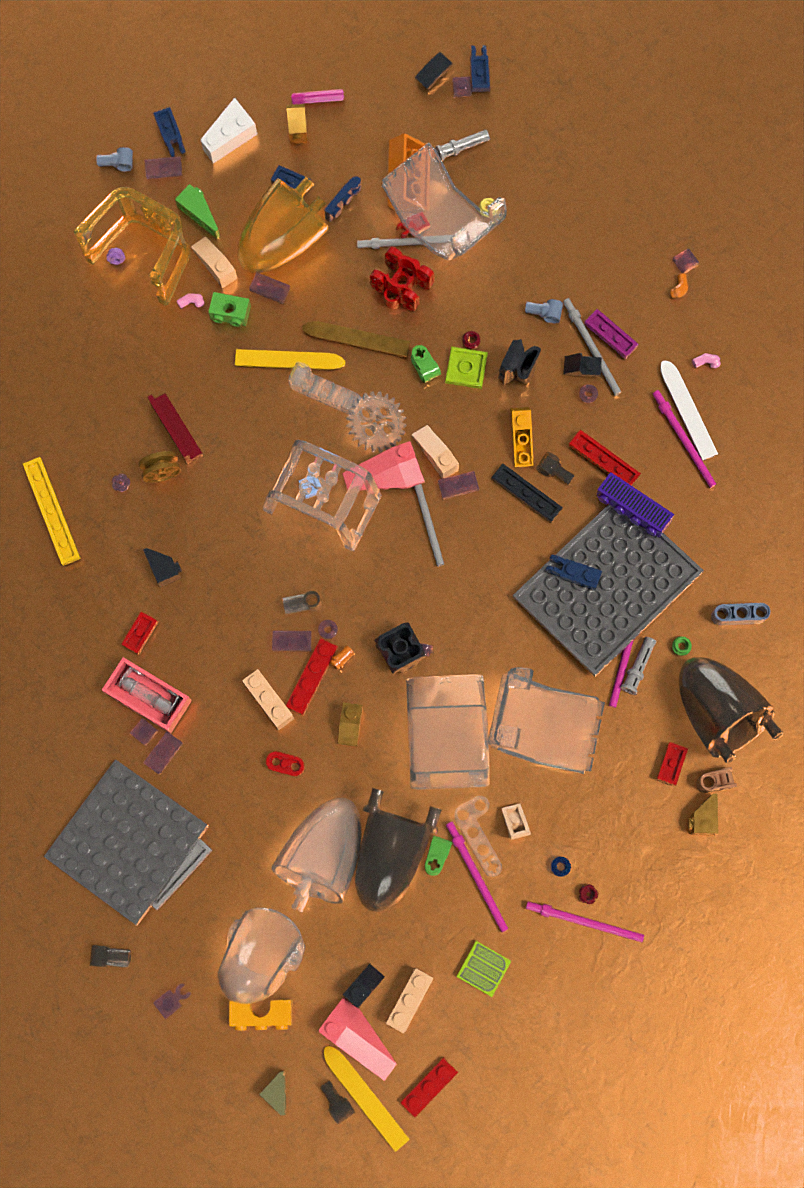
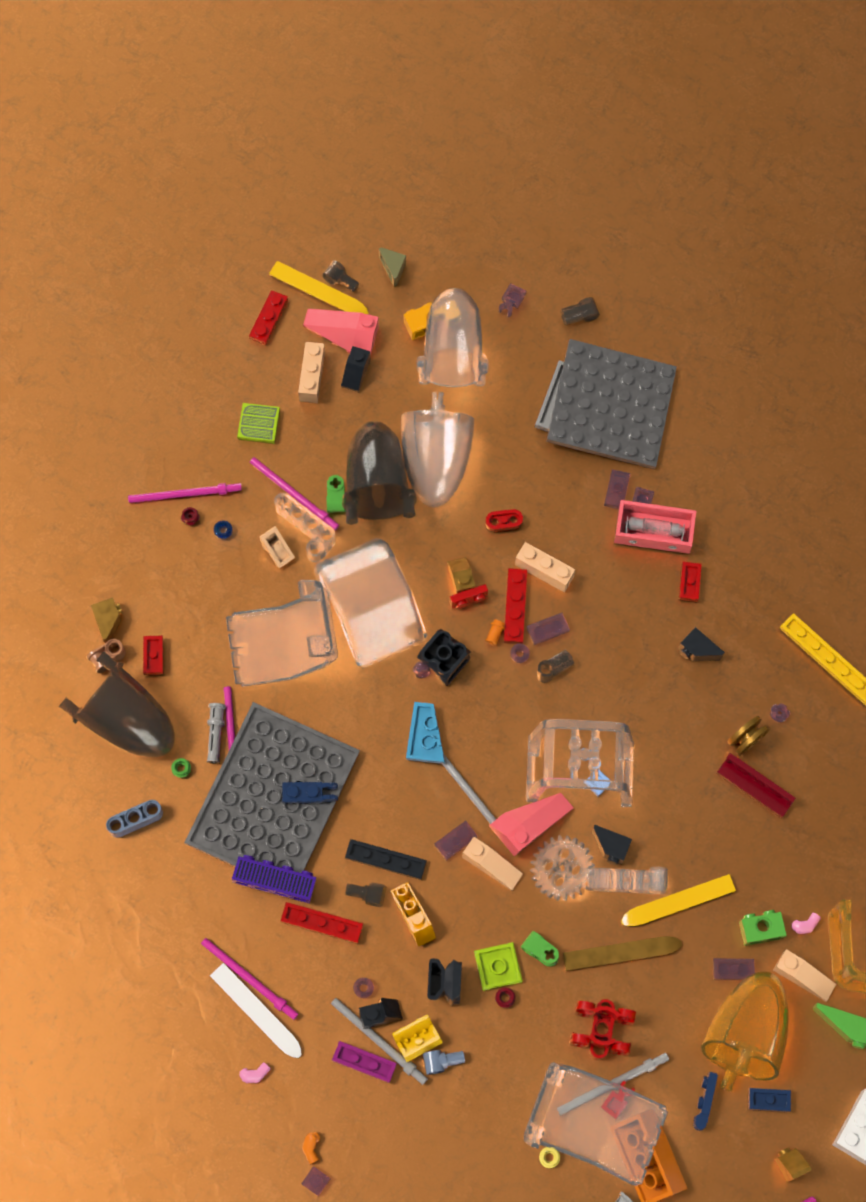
camera: 155 degrees right, 5 degrees down
(323, 425) = (611, 844): none -> black slope
(360, 699) = (462, 599): none -> red plate
(447, 586) = (424, 735): none -> dark azure wing
(559, 333) = (417, 1038): none -> yellow bracket

